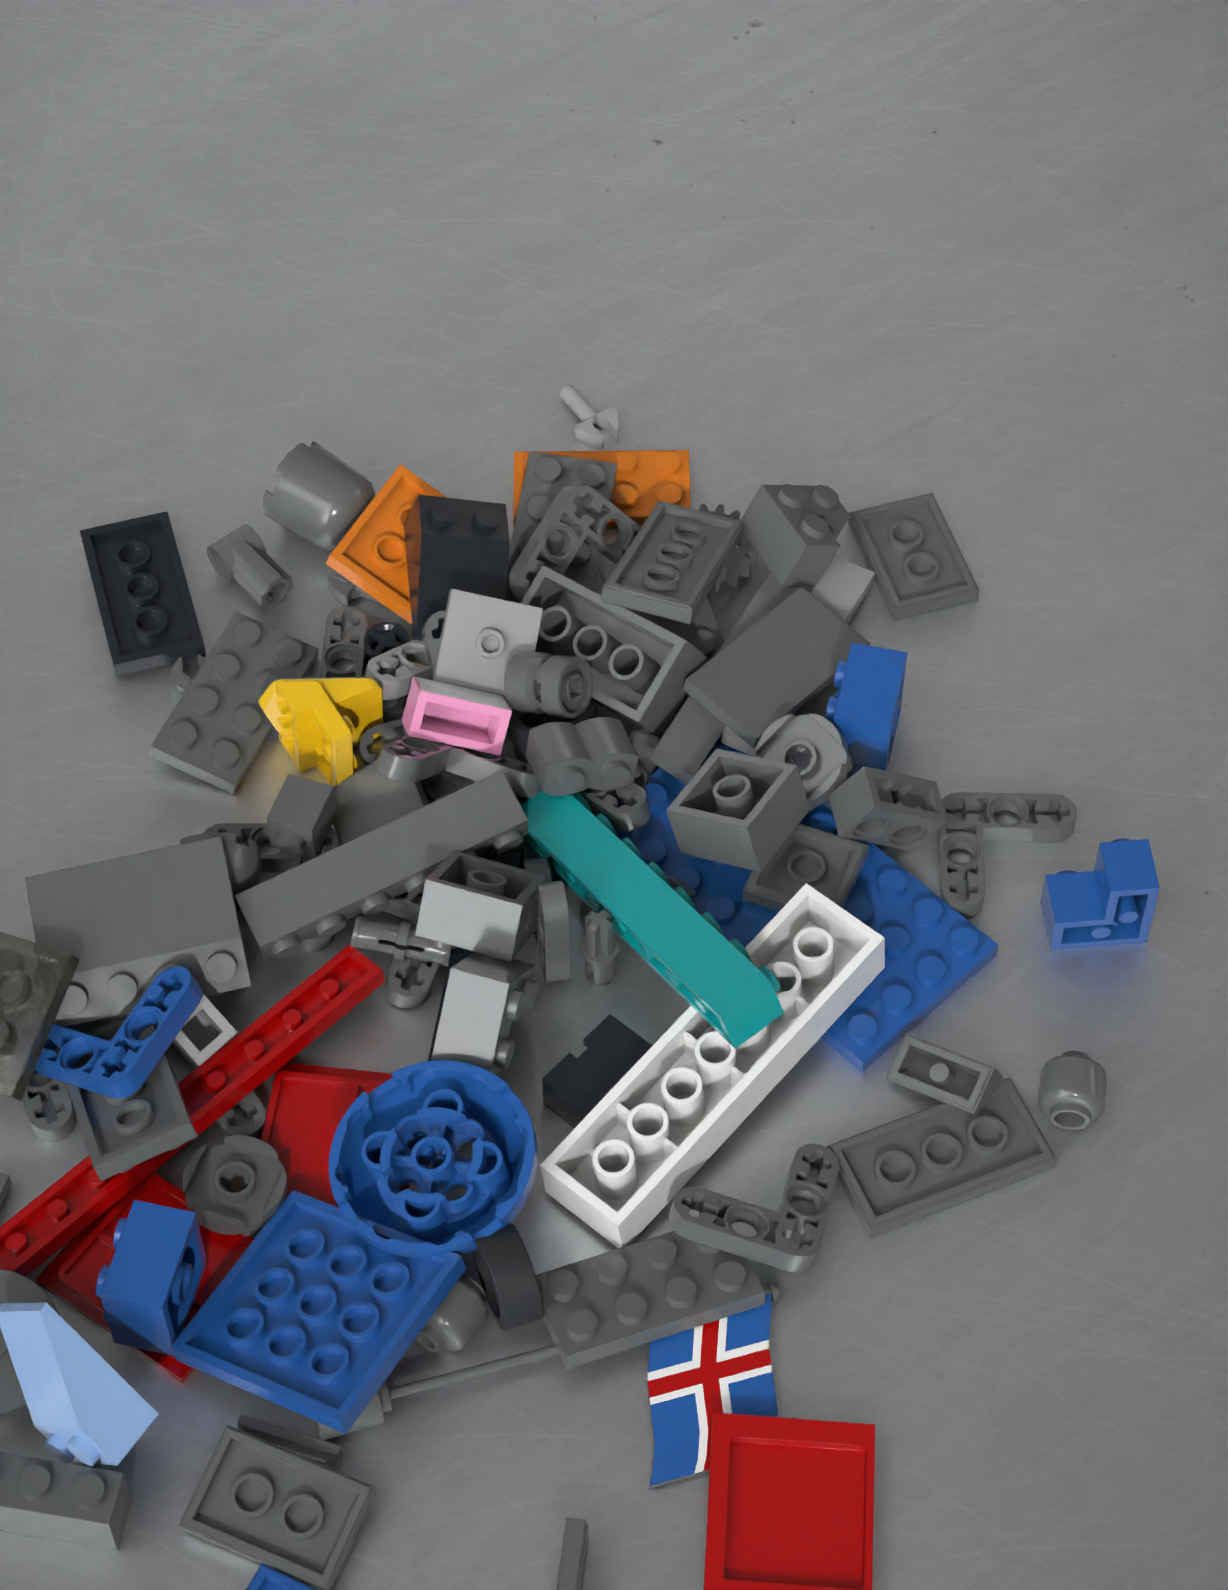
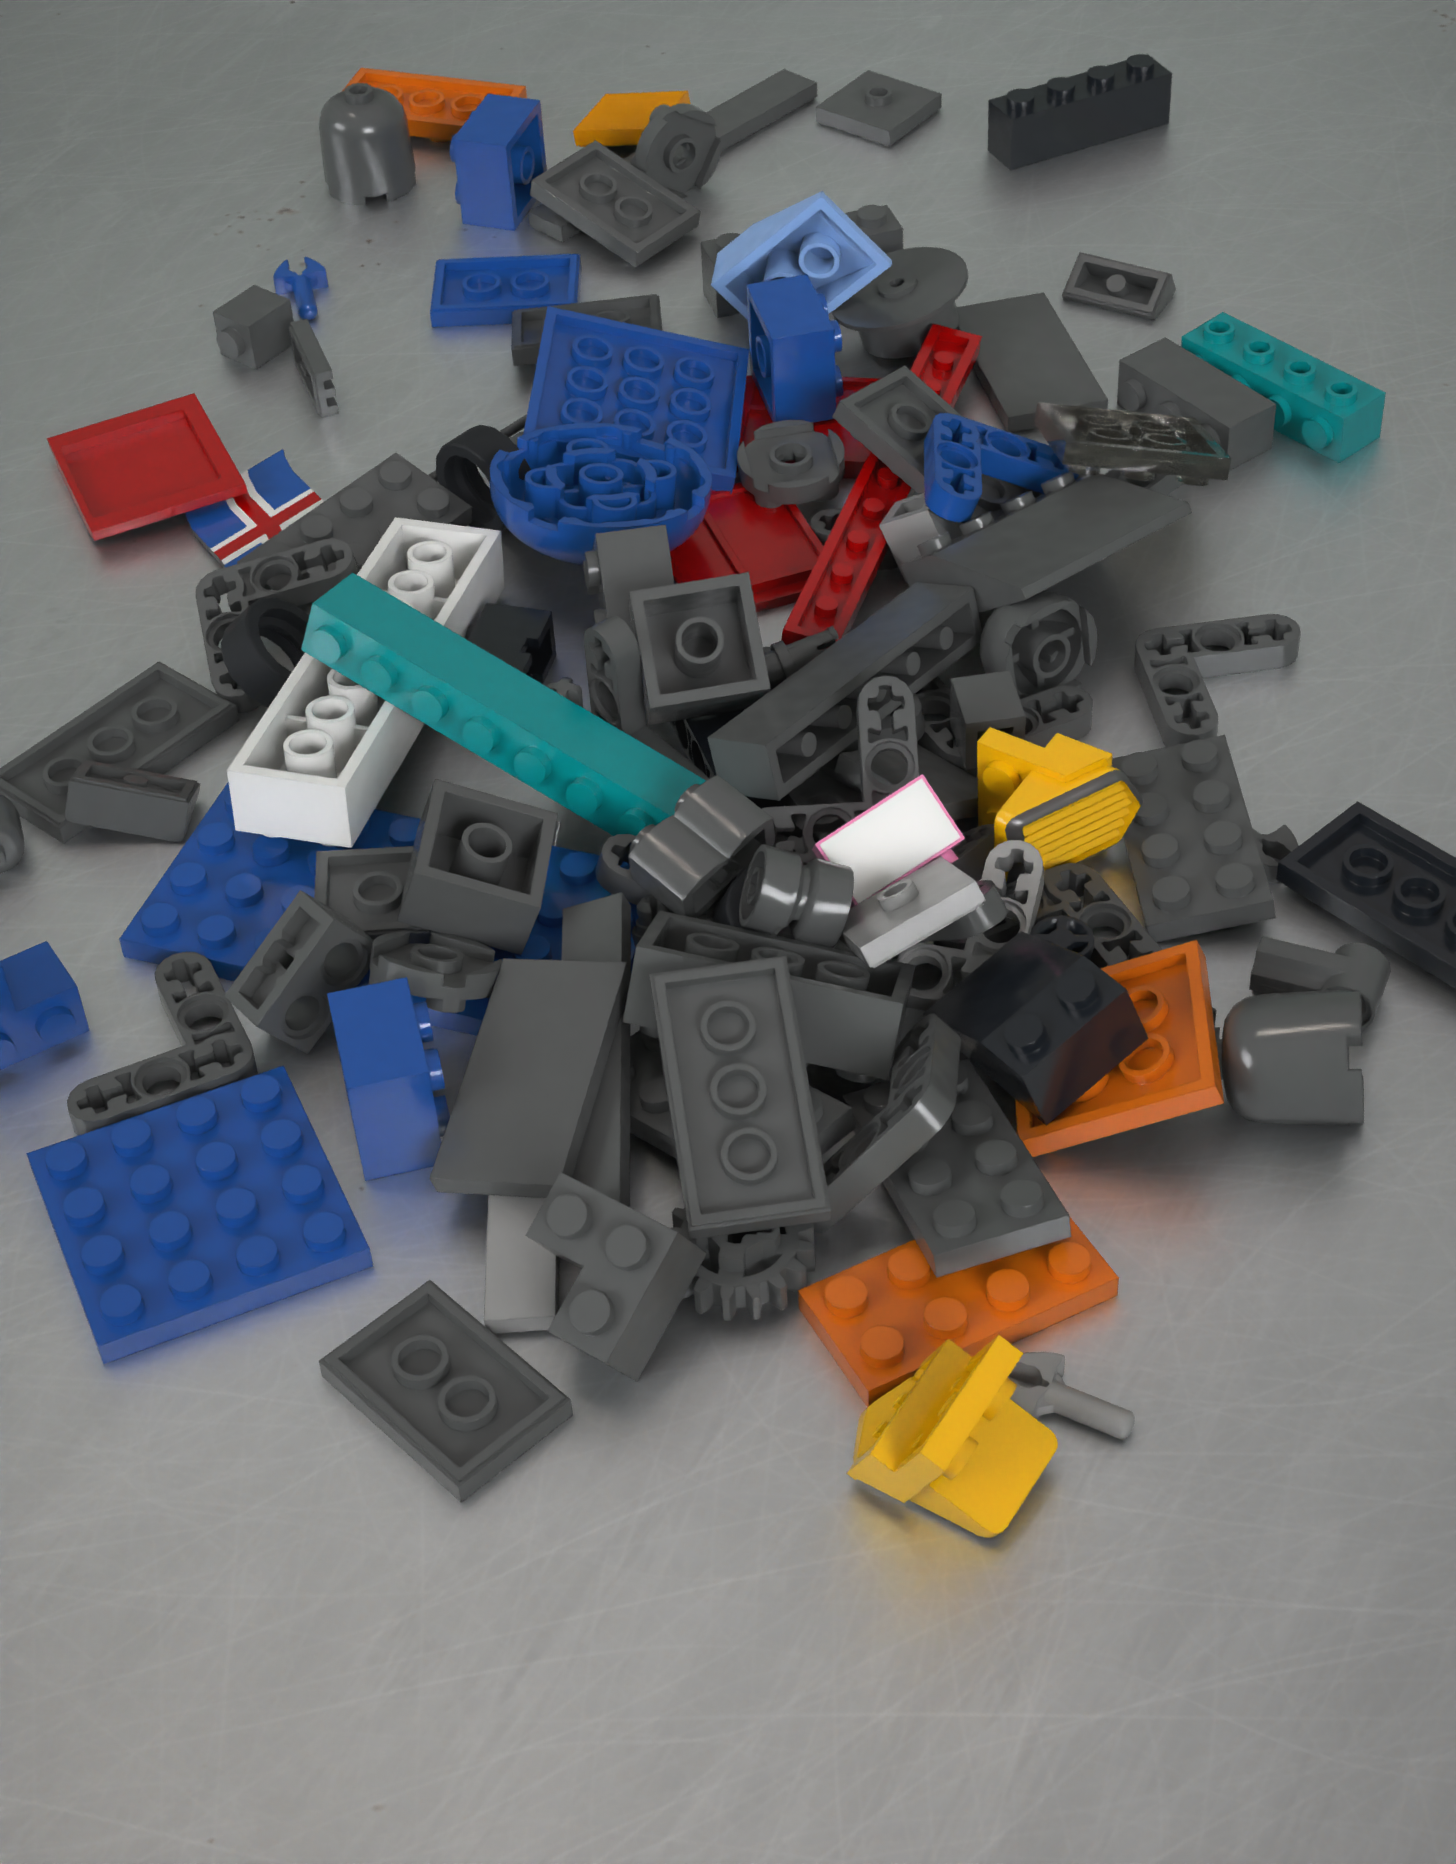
camera: 155 degrees right, 10 degrees down
(110, 845) = (1165, 663): none -> dark grey beam
(672, 395) = (955, 1439): none -> yellow piece
(779, 1141) = (246, 654): none -> black tyre
(1016, 720) = (197, 1213): none -> blue plate

